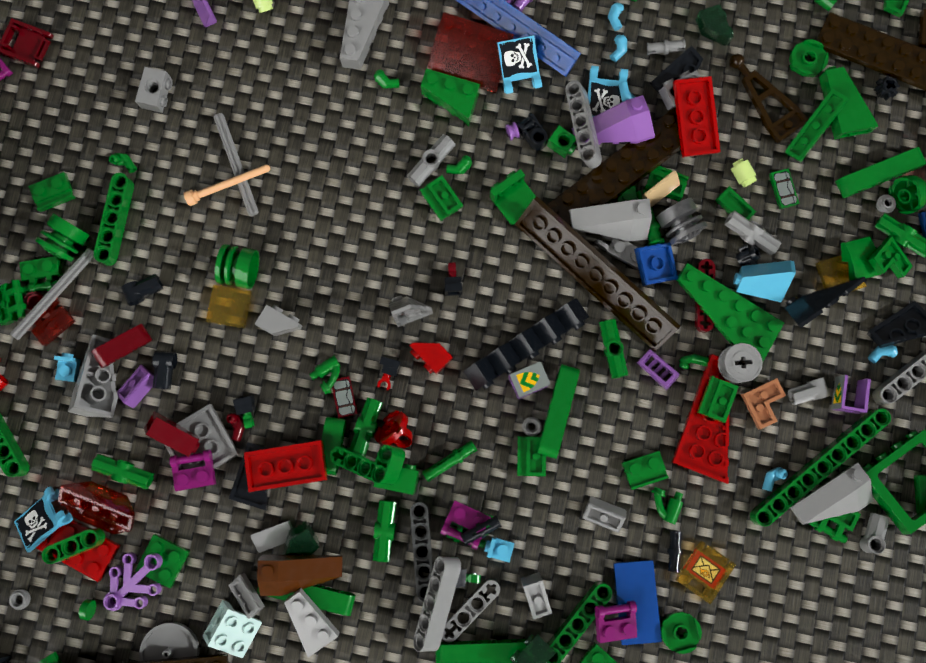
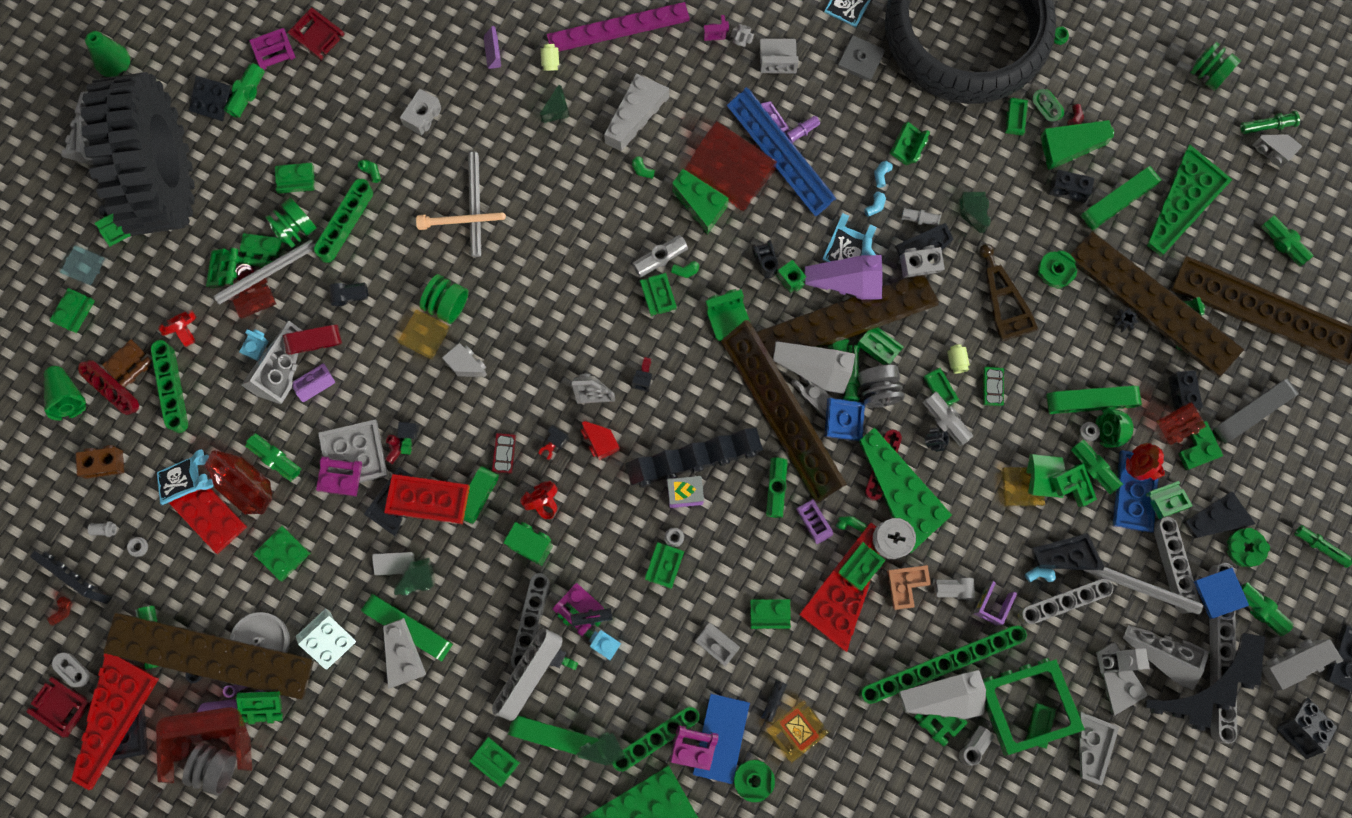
camera: 15 degrees right, 5 degrees down
(64, 547) = (196, 511): green beam -> none
(87, 609) = (197, 576): green tile -> none
(130, 583) = (245, 564): medium lavender plant -> none
(164, 363) = (344, 370): black piece -> none
(171, 434) = (331, 436): dark red slope -> none
(246, 596) = (349, 610): light grey plate -> none
(283, 45) = (556, 107): none -> clear green slope
(288, 573) = (395, 601): reddish brown wedge -> none
(325, 368) = (495, 420): green plant -> none
(366, 425) = (515, 488): green piece -> none
(382, 470) = (517, 527): green beam -> none
(384, 531) = (500, 591): green piece -> none
(449, 461) = (580, 546): green pin -> none
(470, 610) = (556, 692): light grey beam -> none
(512, 131) = (747, 251): medium lavender bush -> none
(519, 62) = (773, 188): flag -> none
(536, 595) = (625, 699): light grey plate -> none
(558, 411) = (703, 530): green beam -> none
(586, 131) = (816, 266): light grey beam -> none
(662, 188) = (871, 349): tan slope -> none
(673, 508) = (786, 658): green plant -> none
(696, 116) = (926, 291): red plate -> none
(765, 280) = (944, 467): medium azure slope -> none
(772, 476) = (893, 659): medium azure arm -> none
(810, 305) = (982, 504): black wedge -> none
(816, 125) = (1042, 335): green plate -> none
(855, 115) = (1078, 324): green slope -> none

